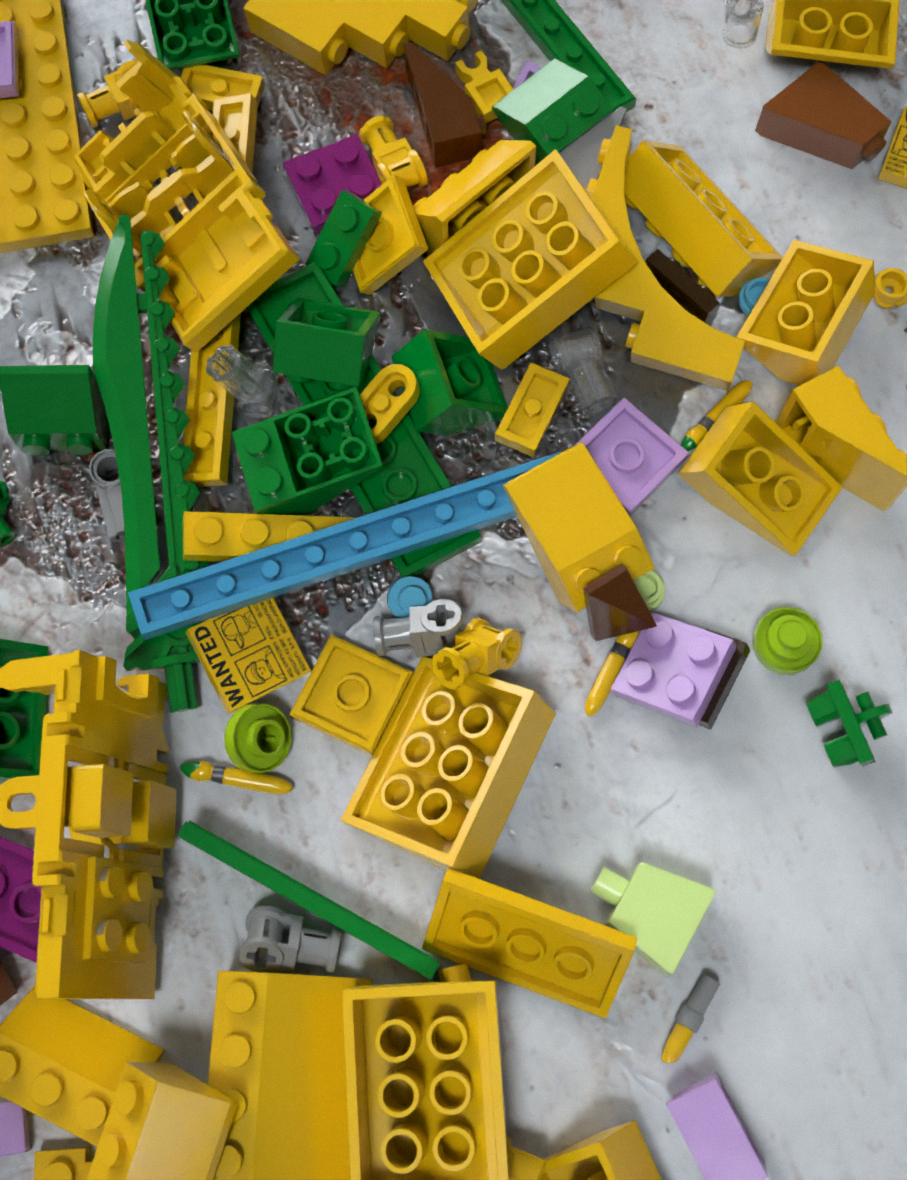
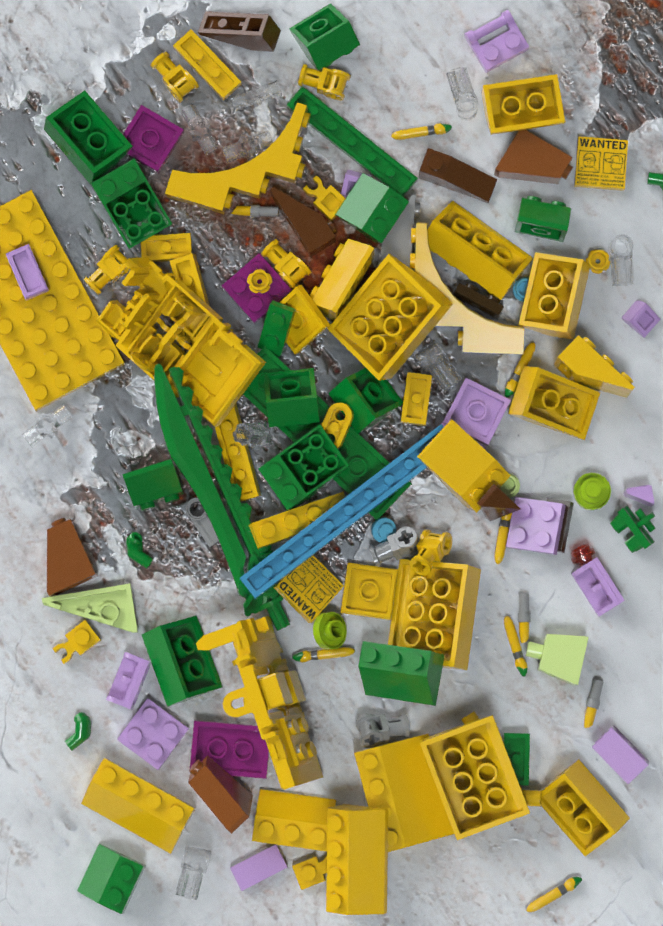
camera: 15 degrees left, 10 degrees up
(310, 900) = (384, 704): green tile -> none
(338, 154) = (259, 274): none -> yellow plate
(355, 849) = (400, 673): none -> green slope
(374, 80) = (256, 211): none -> light grey piece
(524, 1068) = (518, 750): none -> green plate
(528, 943) = (502, 691): yellow plate -> none
(577, 901) = (520, 662): none -> yellow piece
(607, 822) = (524, 617): none -> light grey piece
(657, 41) = (438, 129): none -> yellow piece
(695, 106) = (456, 175): none -> reddish brown slope
(742, 743) = (582, 554): none -> clear red plate
(755, 808) = (597, 587): none -> lavender hinge
(816, 202) = (543, 219): none -> green slope
(873, 670) = (641, 494): none -> lavender slope

